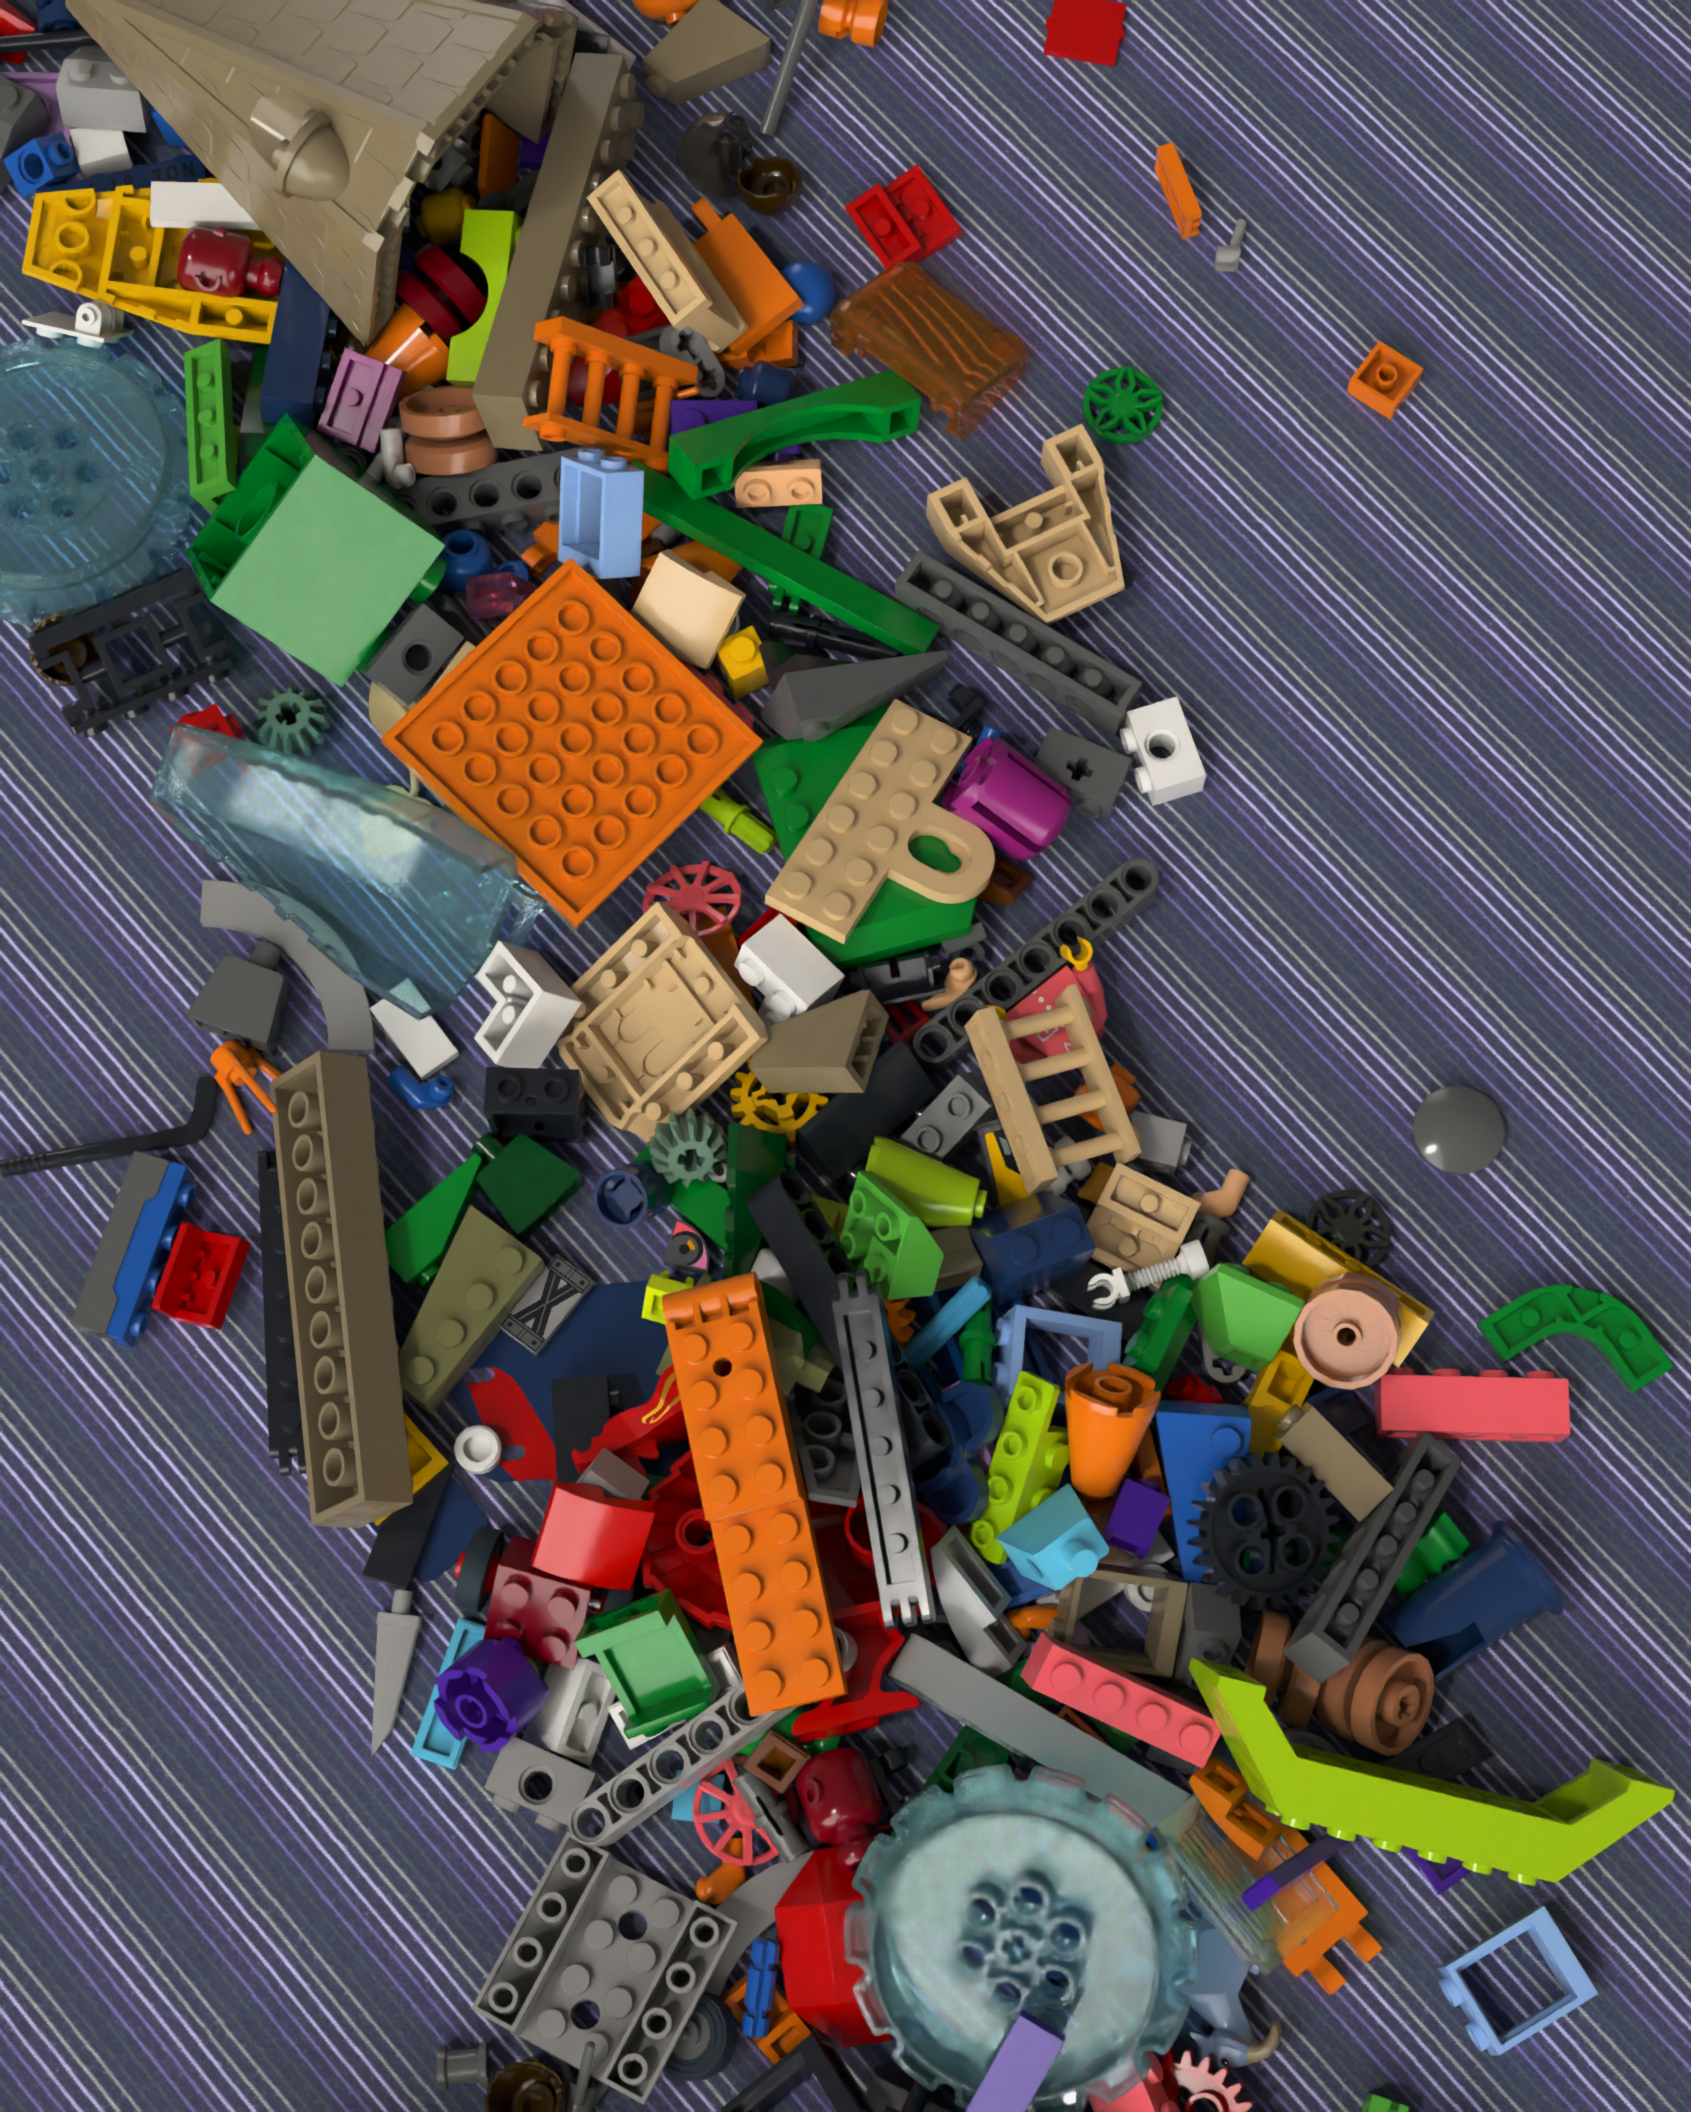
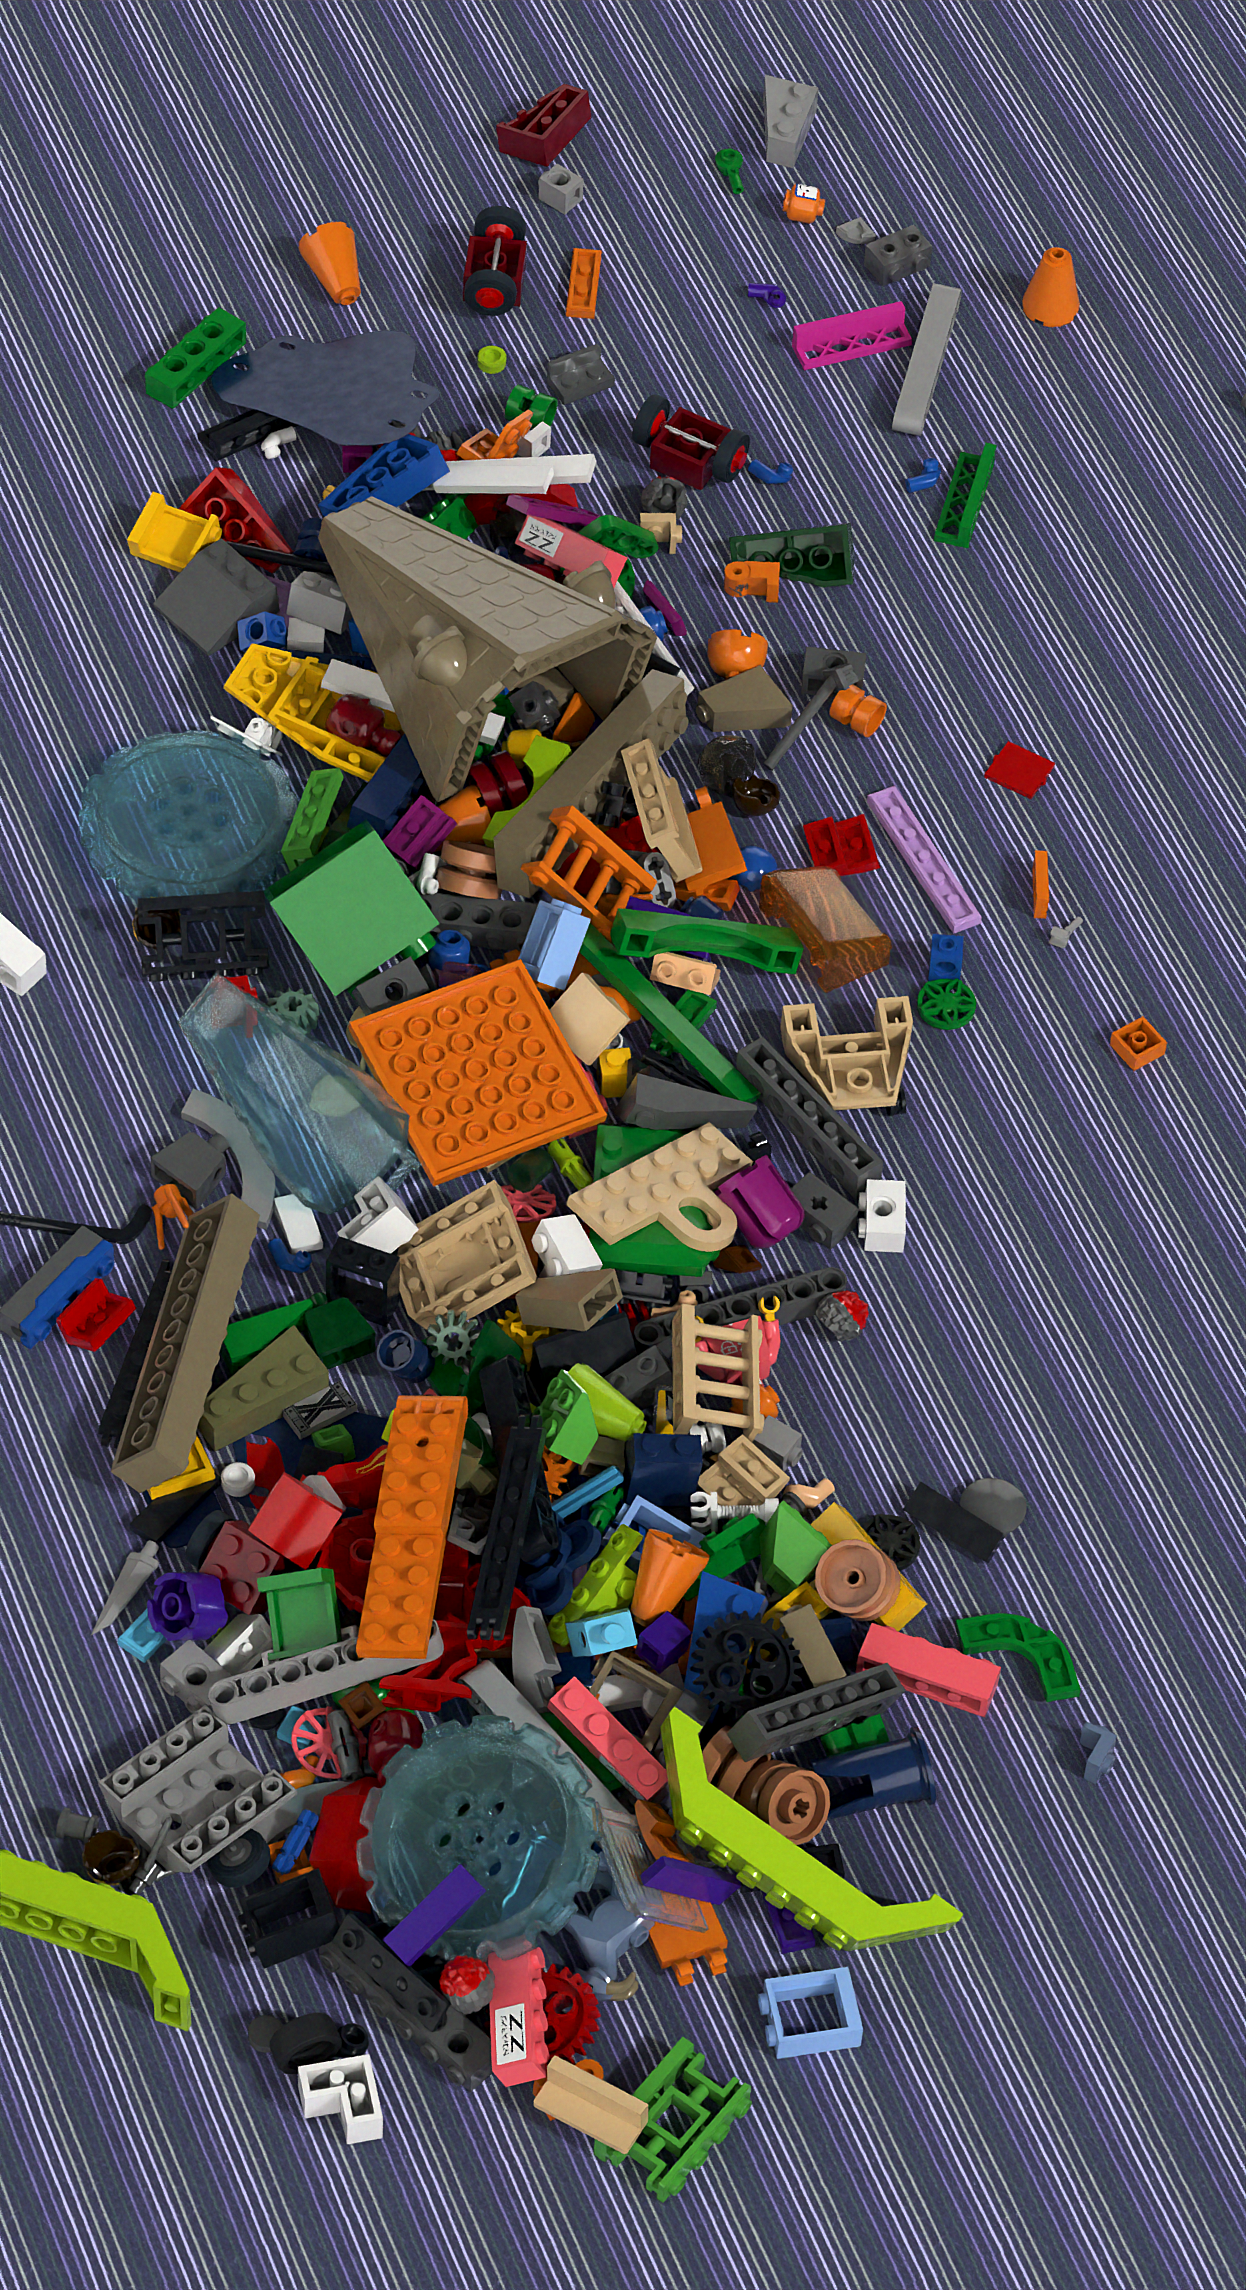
camera: 15 degrees right, 20 degrees down
(583, 1348) = (335, 1439): none -> bright green slope
(689, 850) = (530, 1169): none -> clear green brick
(1014, 202) = (924, 859): none -> lavender tile
(1100, 342) = (945, 957): none -> blue brick
(1169, 920) = (843, 1314): none -> dark grey piece
(1420, 1174) = (954, 1522): none -> black tile

